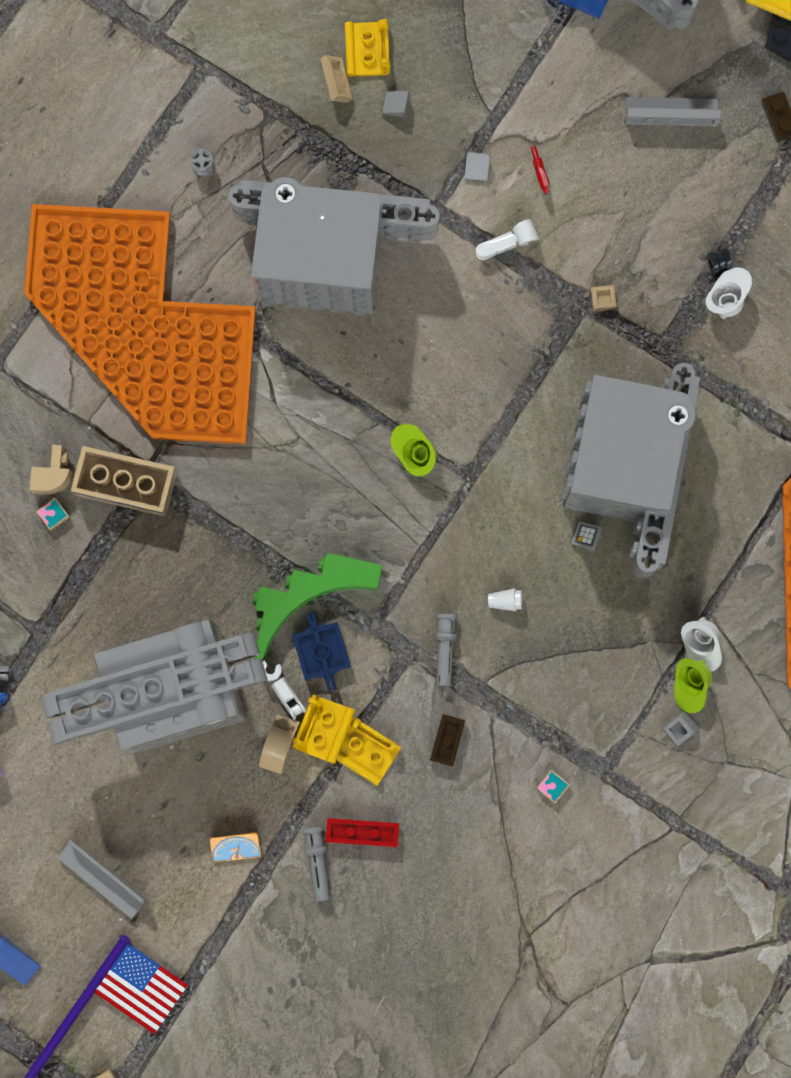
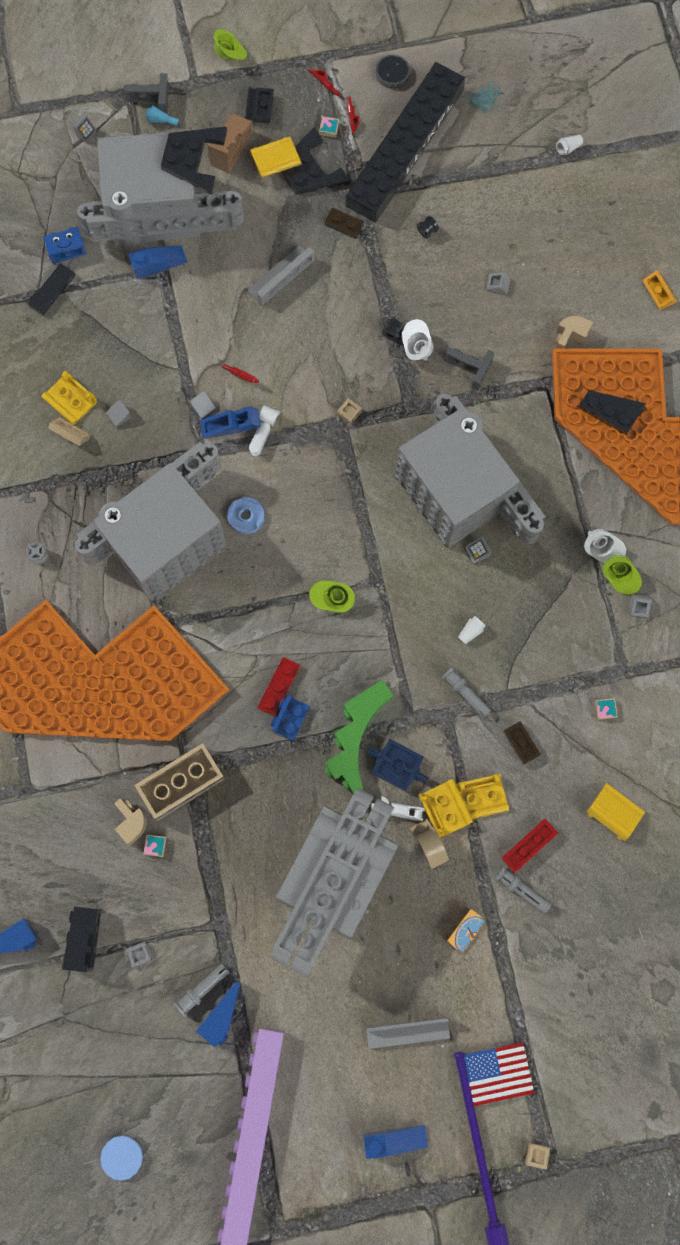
camera: 50 degrees left, 5 degrees down
(271, 519) = (290, 718): none -> blue bracket
(290, 483) = (278, 686): none -> red plate
(415, 317) = (249, 525): none -> light blue tile
(466, 880) = (615, 812): none -> yellow piece
(484, 206) = (230, 422): none -> blue slope
(758, 362) = (470, 364): none -> dark grey bracket

